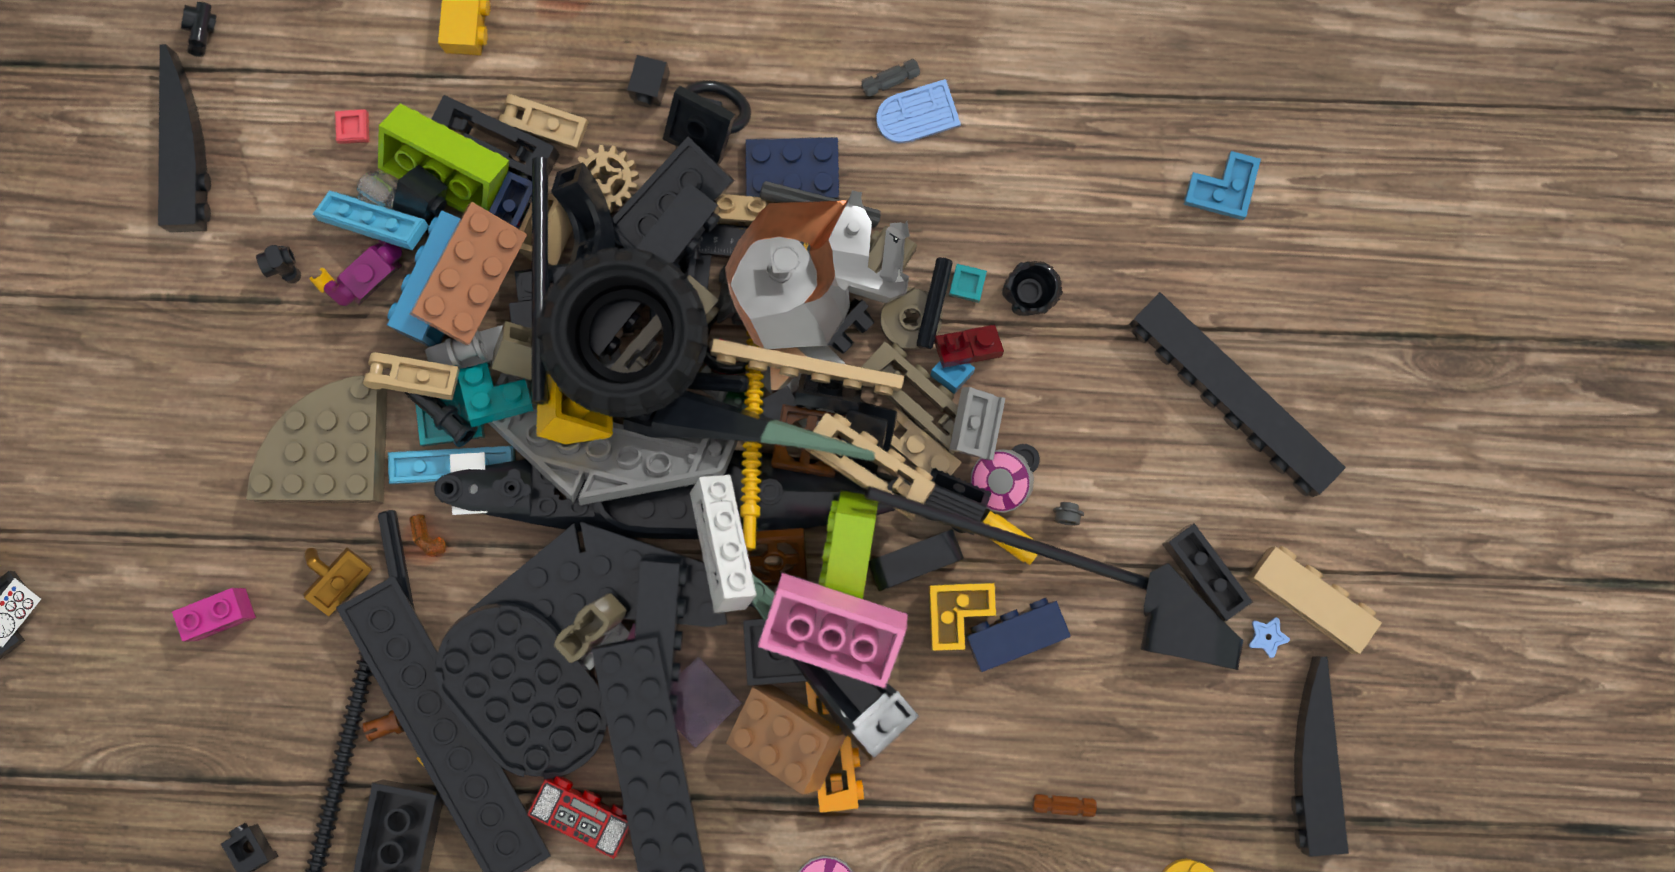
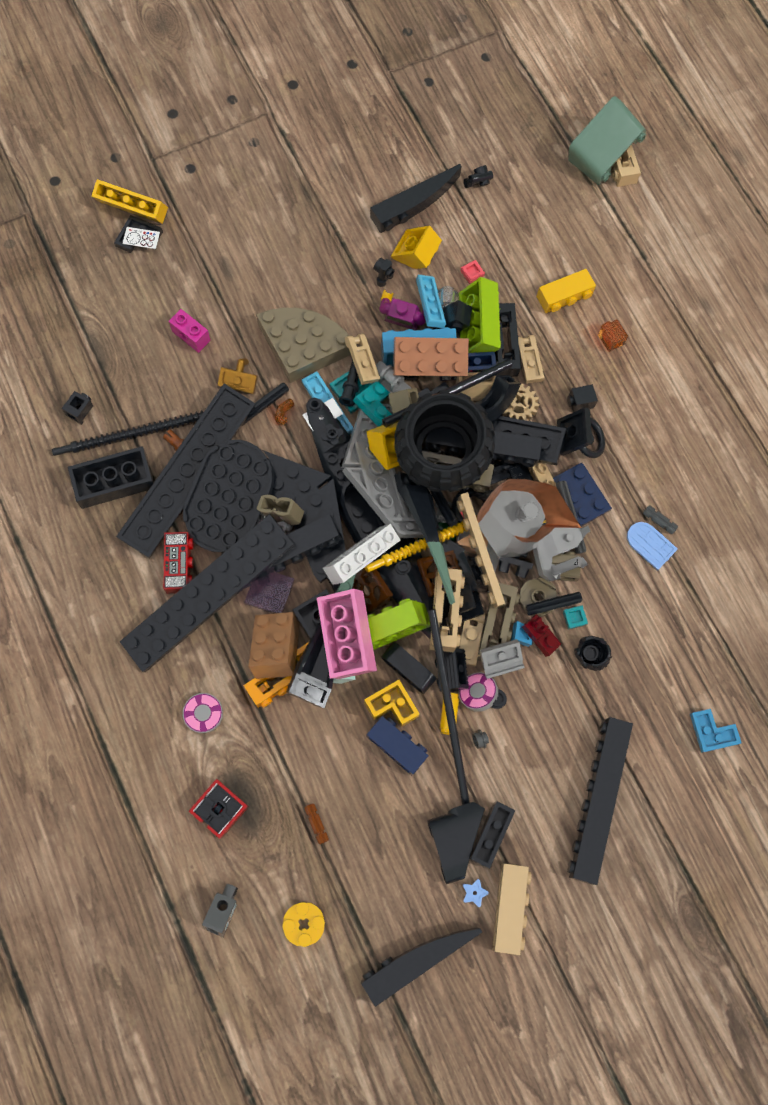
camera: 50 degrees right, 10 degrees down
(265, 189) = (417, 247): none -> yellow slope

